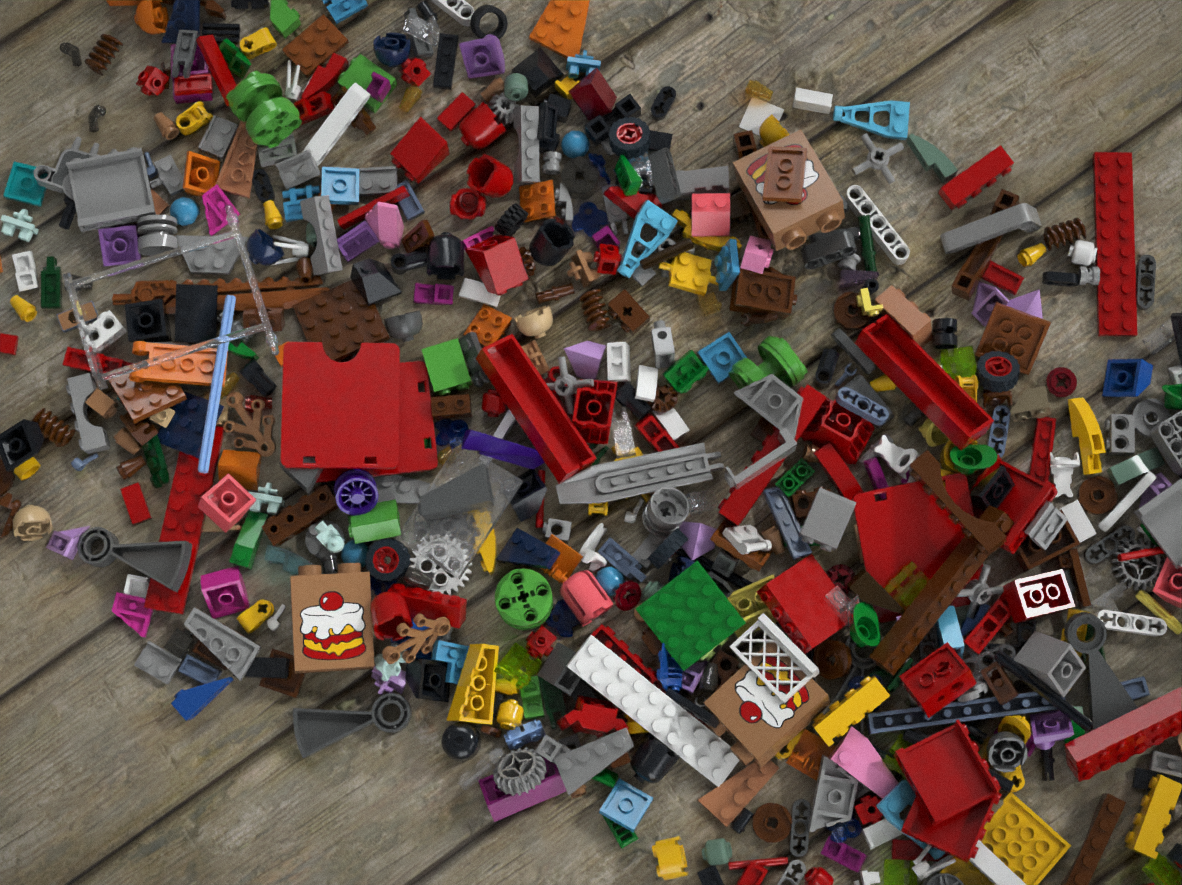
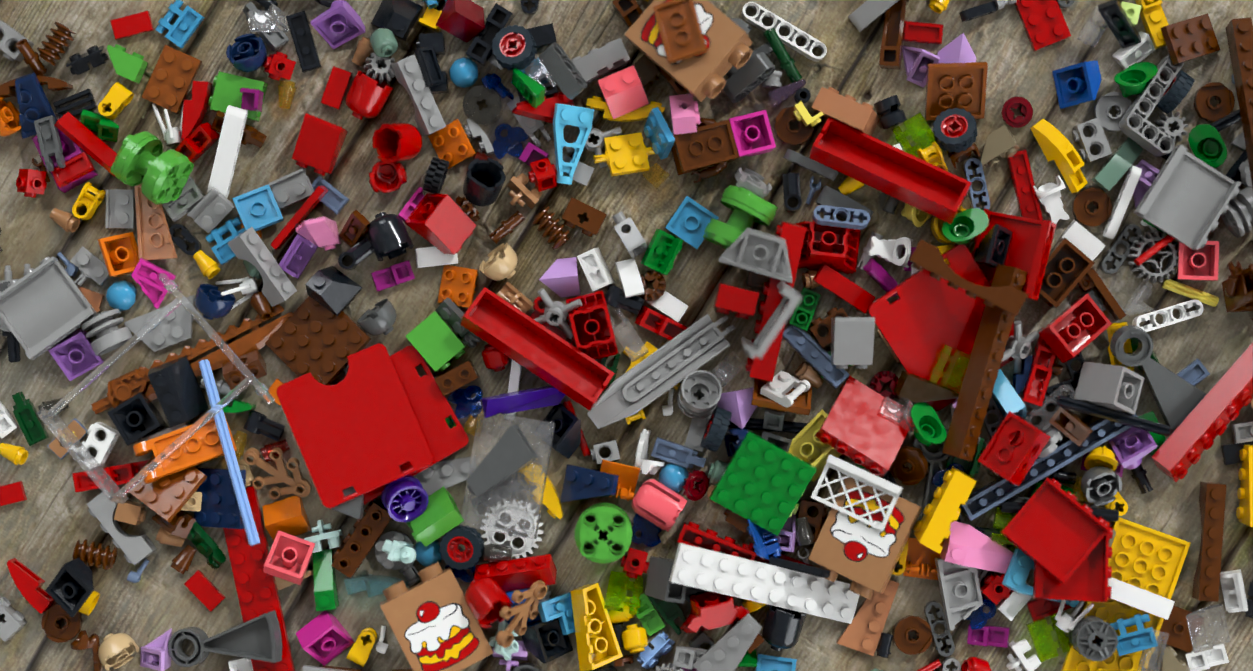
camera: 20 degrees left, 10 degrees up
(551, 164) = (449, 101): light grey wheel -> none
(666, 254) = (597, 147): dark brown axle -> none
(734, 440) = (735, 300): none -> red brick
(795, 342) = (753, 182): none -> light grey plate
(811, 300) = (752, 134): none -> dark pink slope
(1046, 525) = (1057, 261): light grey plate -> none

